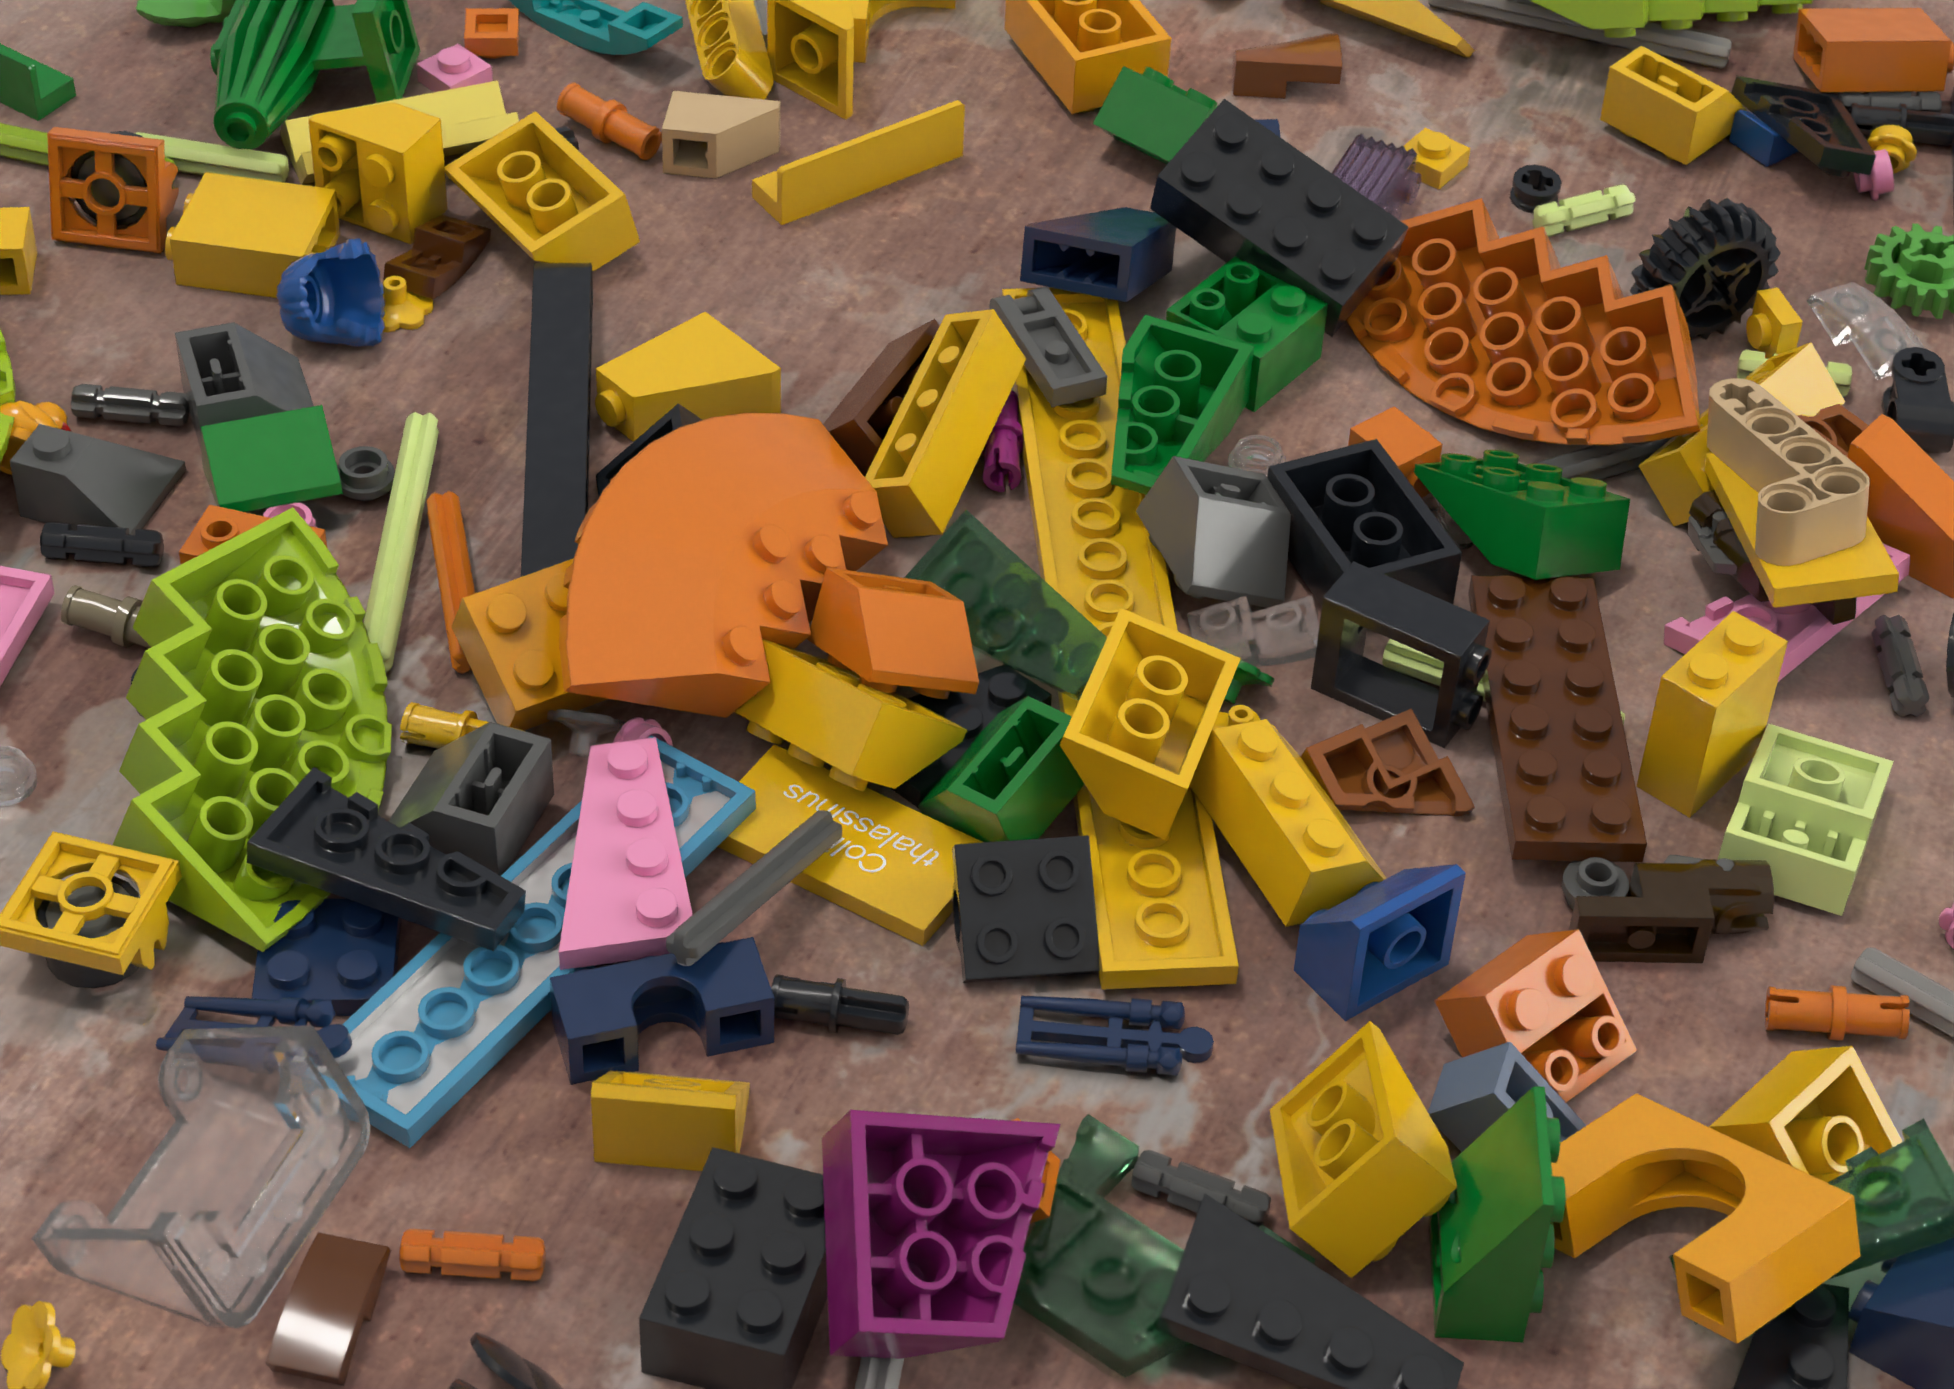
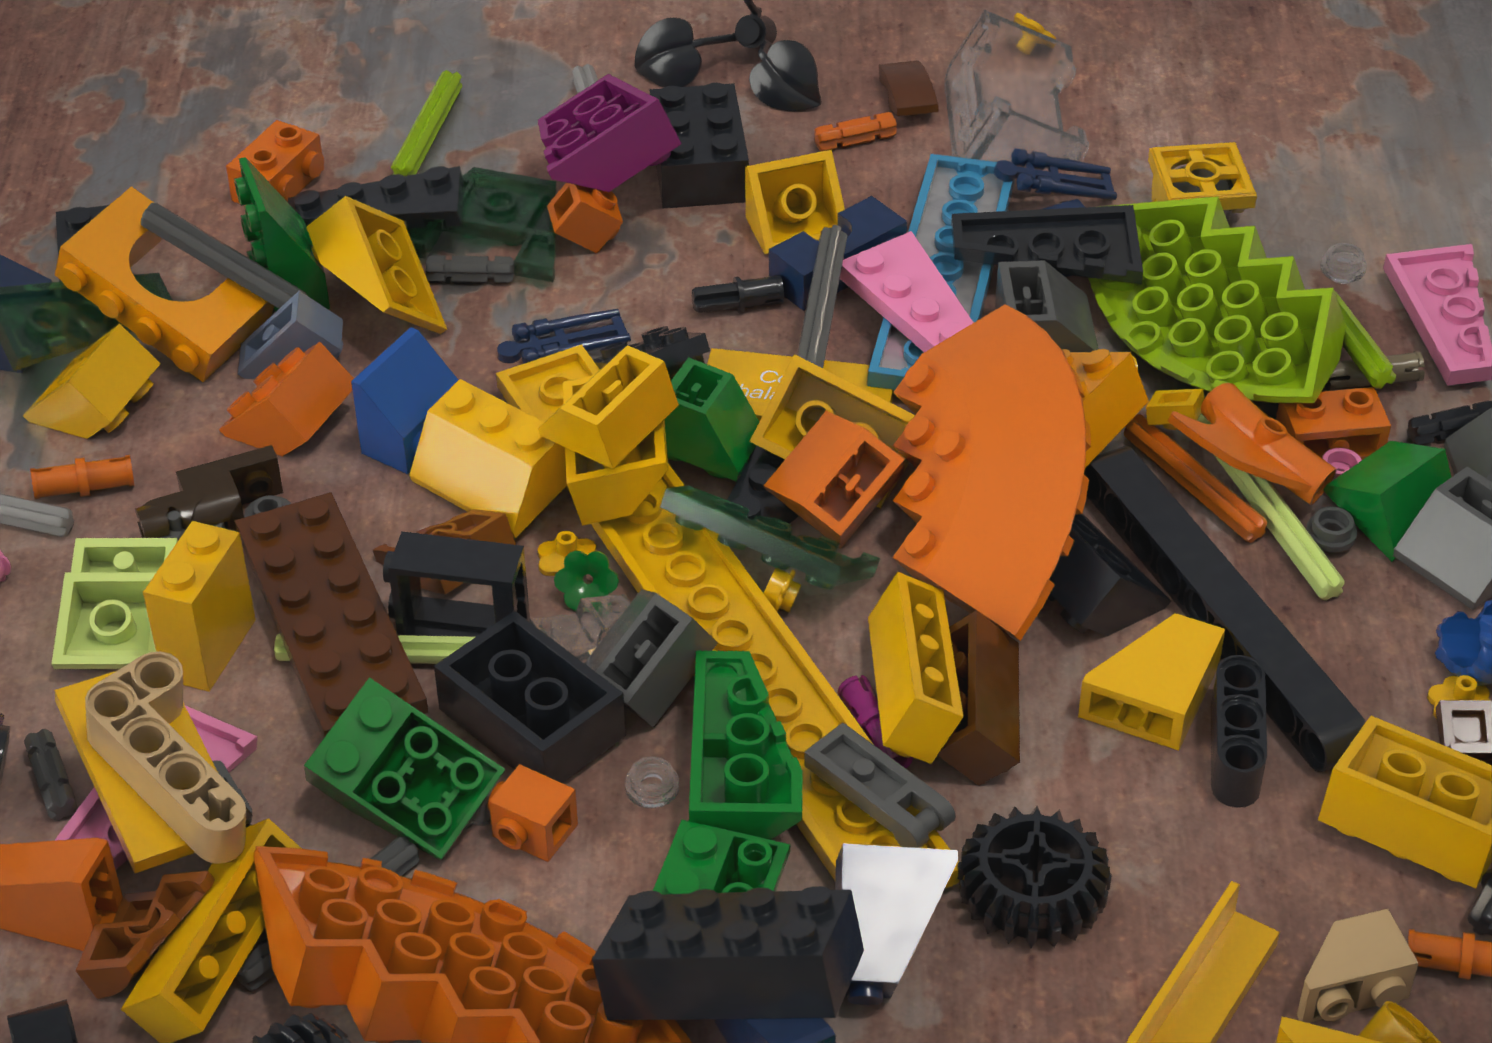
camera: 160 degrees right, 0 degrees up
(120, 641) = (1365, 351): none -> lime axle
(386, 521) = (1255, 443): none -> orange pin
(419, 620) = (1166, 401): none -> yellow plate
(654, 303) = (1238, 731): none -> black beam
(936, 267) = (1000, 884): none -> black gear
(1169, 653) = (614, 408): none -> yellow slope
(1633, 1192) = (218, 255): none -> dark grey axle

